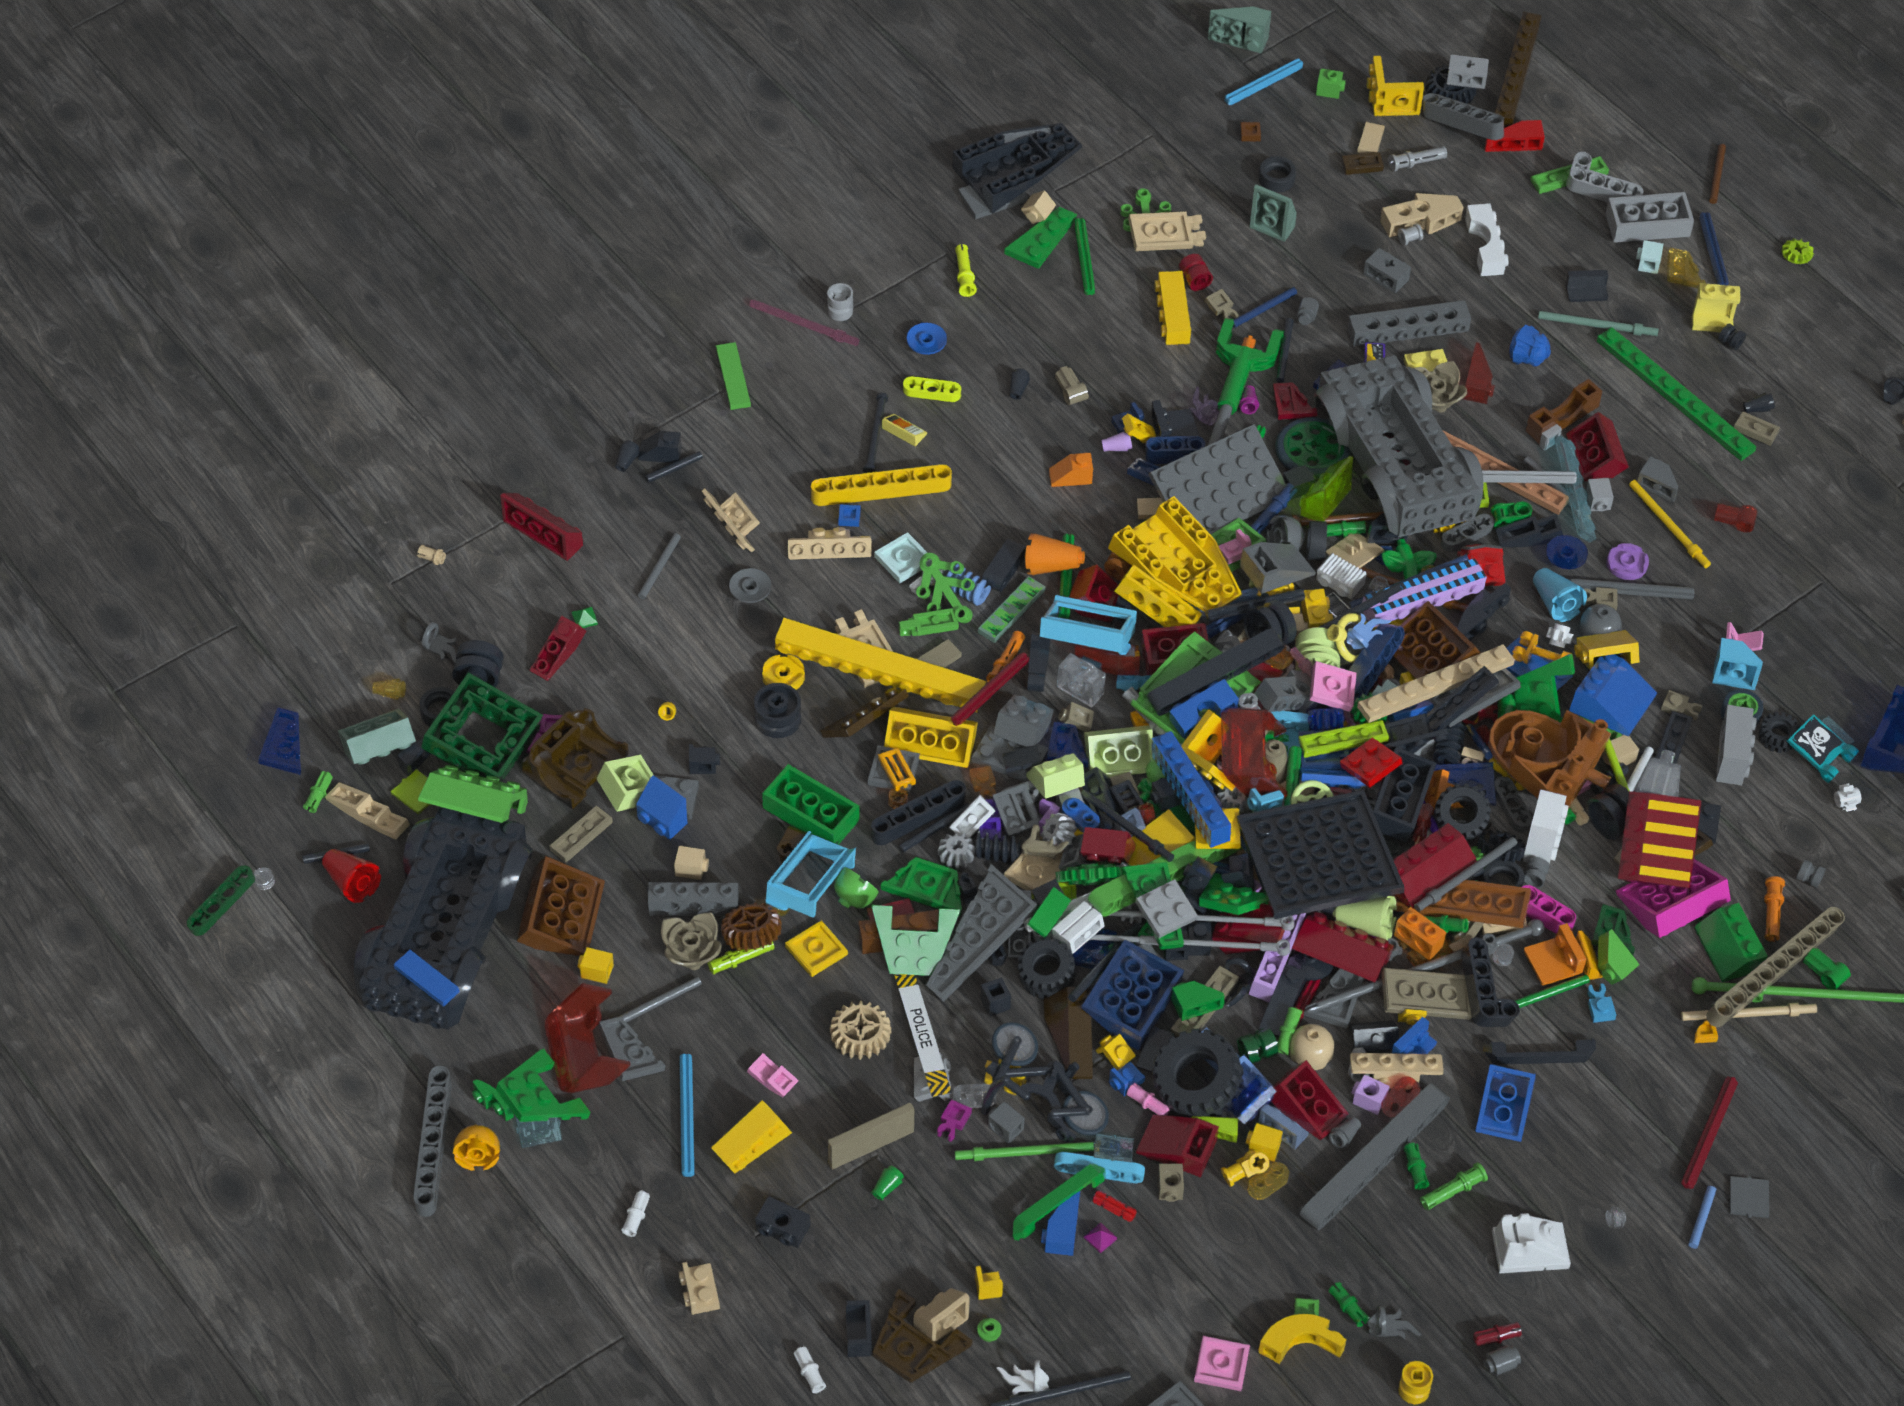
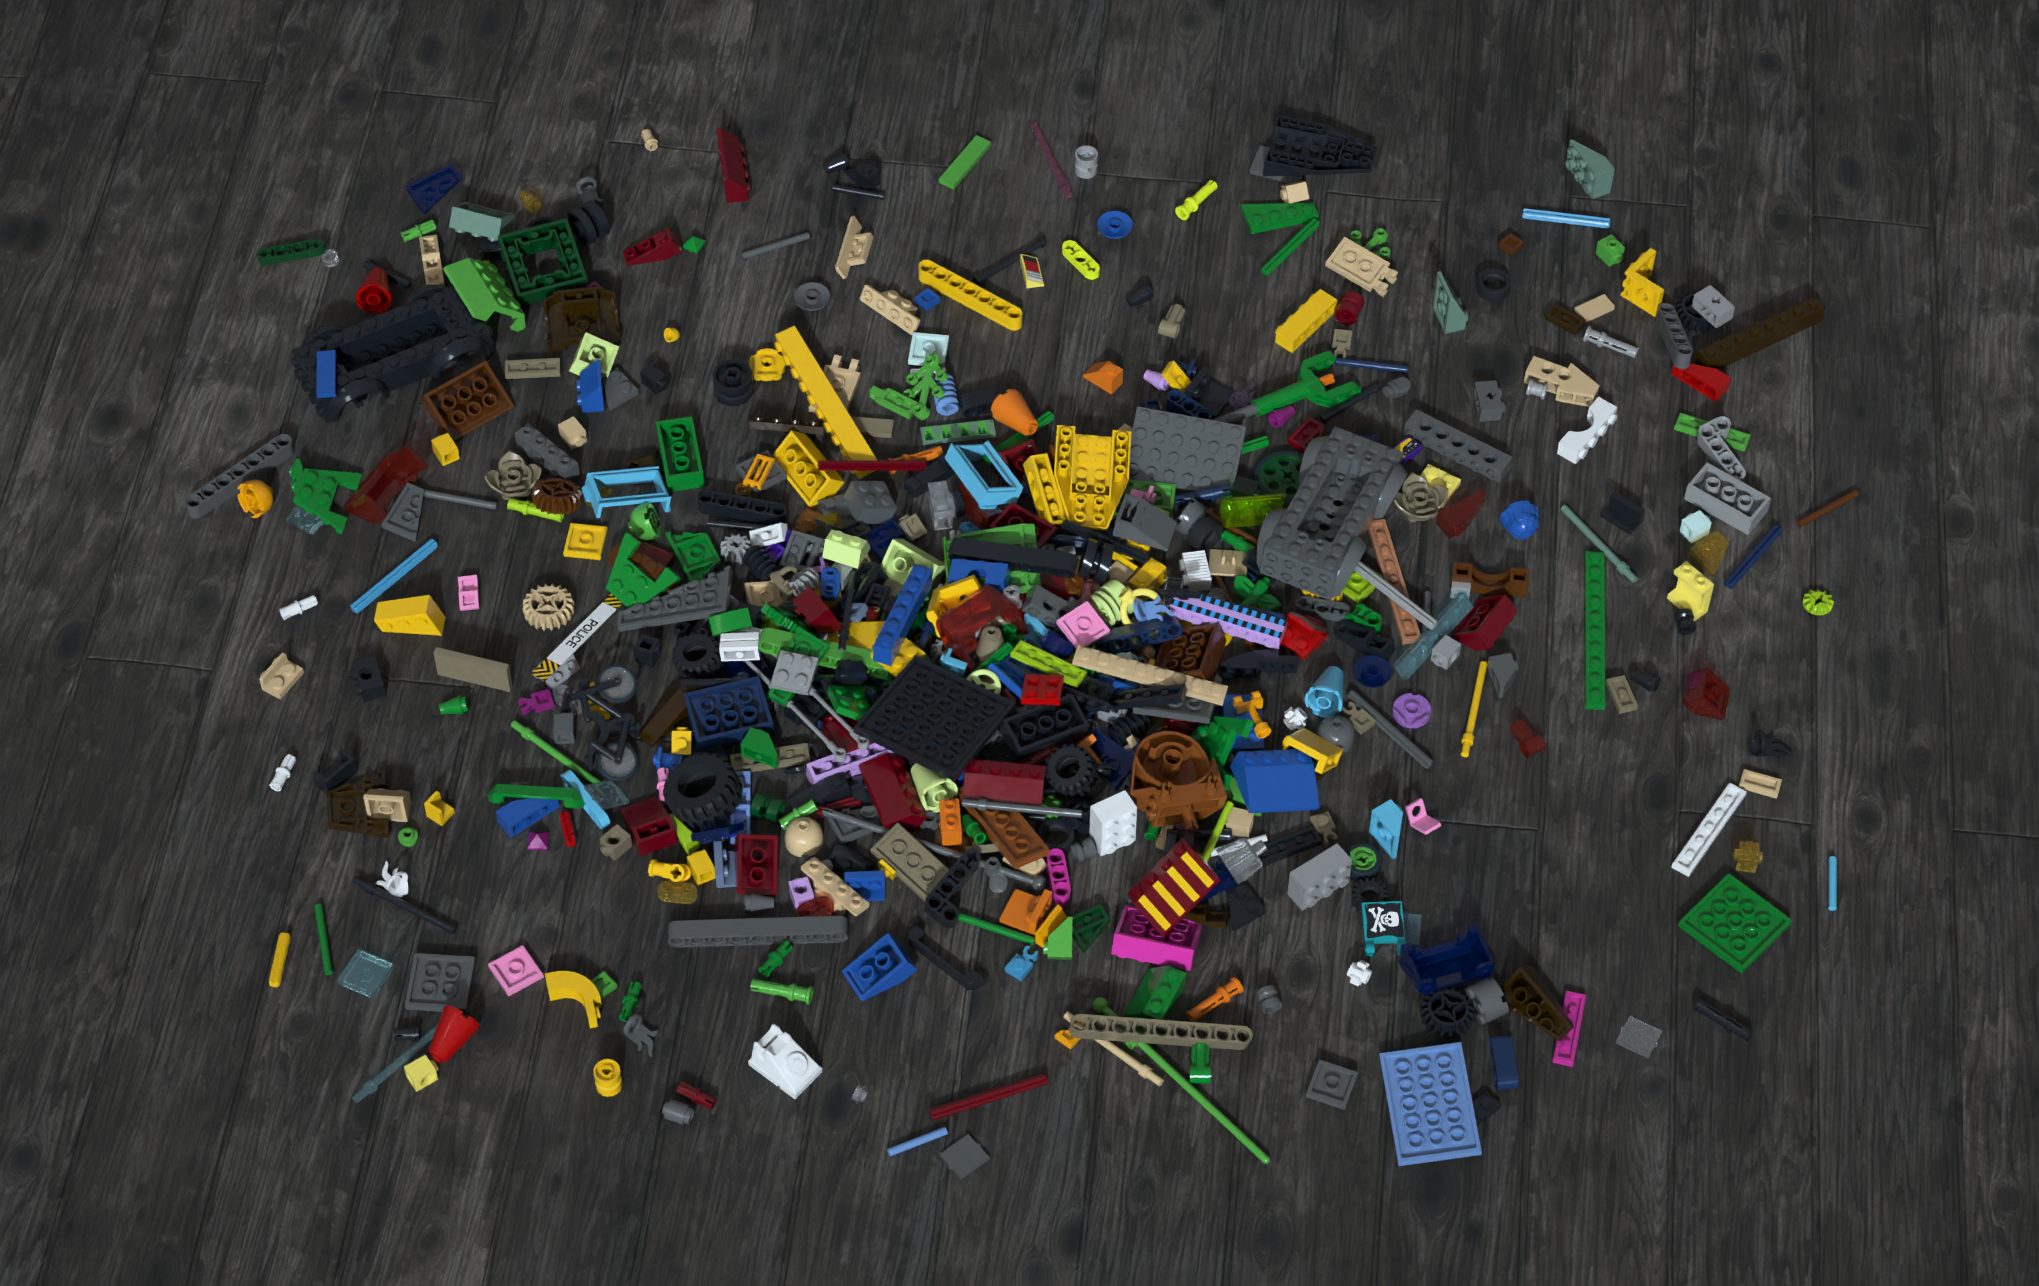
camera: 45 degrees right, 0 degrees up
(1812, 382) = (1706, 694): none -> clear red slope

